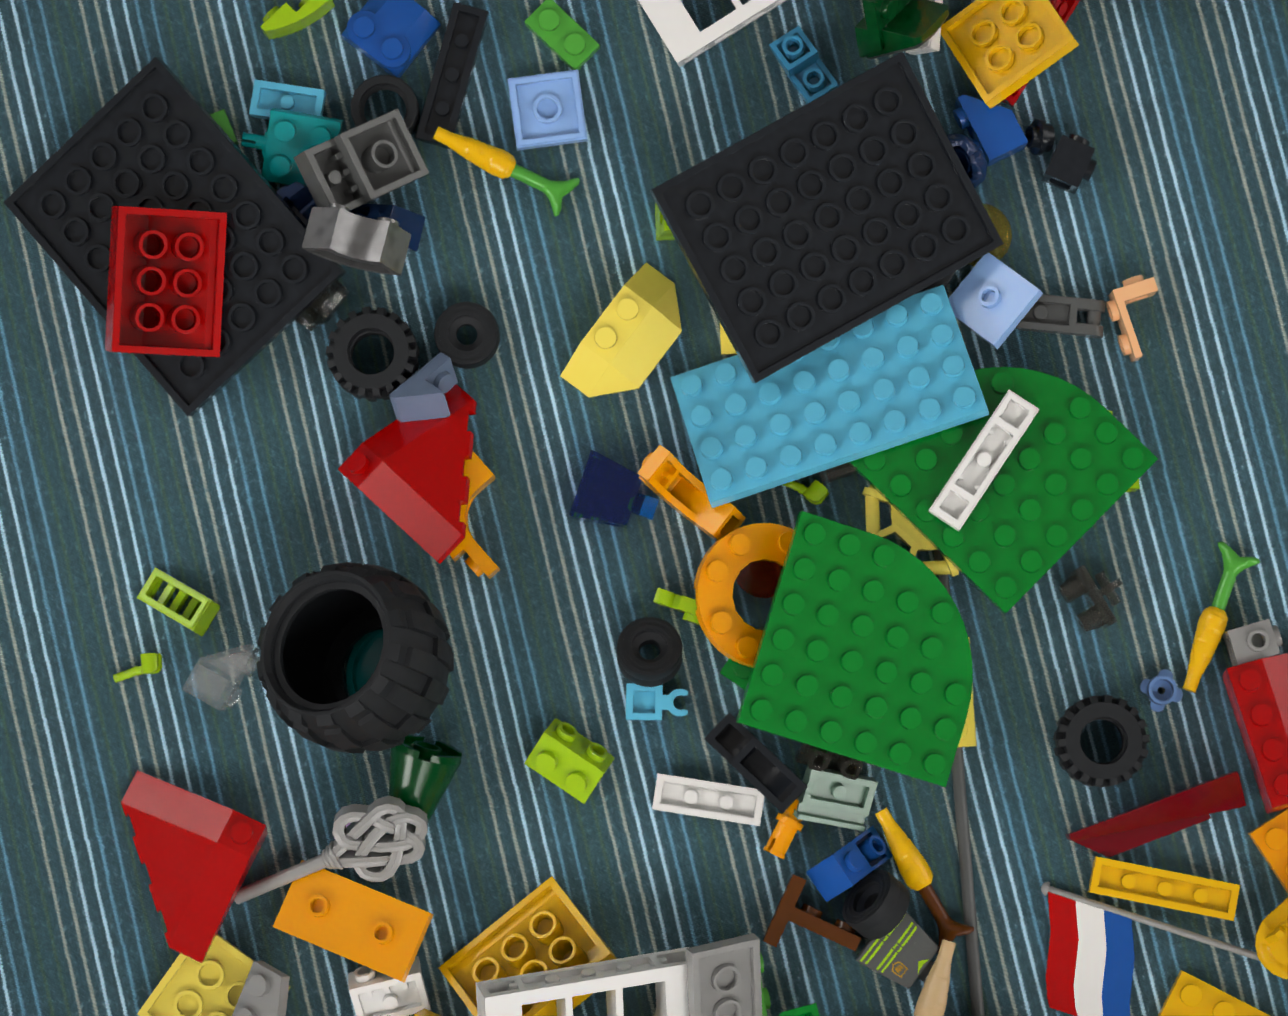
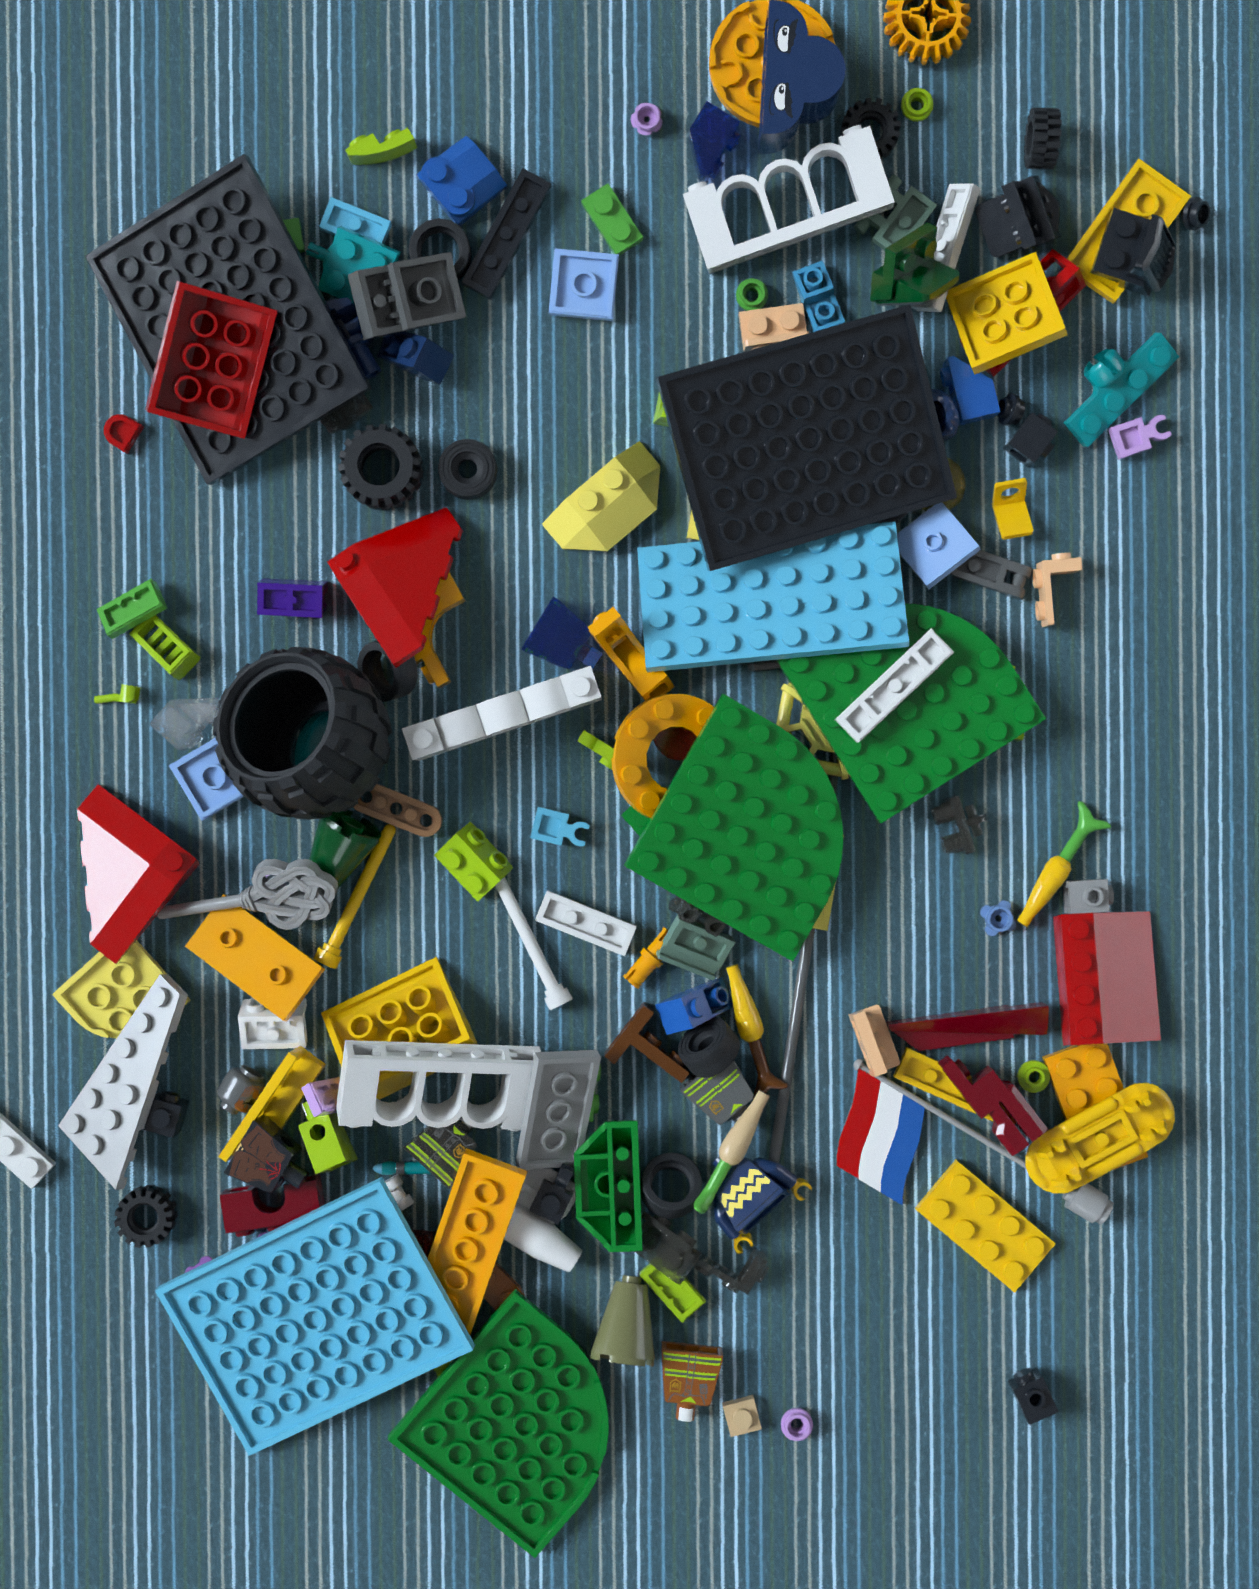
camera: 10 degrees right, 5 degrees up
(82, 381) = (122, 432): none -> red tile
(134, 569) = (131, 608): none -> bright green plate
(258, 736) = (205, 780): none -> light blue plate
(306, 517) = (291, 597): none -> dark purple hinge
(356, 240) = (385, 361): flat silver brick -> none
(424, 392) = (416, 512): sand blue slope -> none
(434, 896) = (330, 952): none -> yellow piece
(450, 572) = (404, 675): none -> black tyre
(488, 725) = (411, 812): none -> medium nougat plate
(503, 165) = (533, 326): yellow piece -> none
(567, 589) = (502, 714): none -> white fence
(654, 632) = (564, 766): black tyre -> none
(692, 885) = (555, 993): none -> white piece
(733, 68) = (751, 285): none -> bright green plate
(756, 763) = (634, 902): black slope -> none
(760, 106) = (771, 325): none -> light nougat bracket
(814, 493) = (739, 678): lime hand -> none
(1057, 855) = (874, 1040): none -> light nougat bracket
(1067, 244) = (1011, 510): none -> yellow bracket
(1132, 735) = (963, 955): black tyre -> none
(1149, 85) = (1118, 385): none -> teal plate
(1180, 135) = (1134, 437): none -> lavender plate
(1191, 889) = (984, 1094): none -> dark red plate
(1235, 865) = (1029, 1067): none -> lime plate

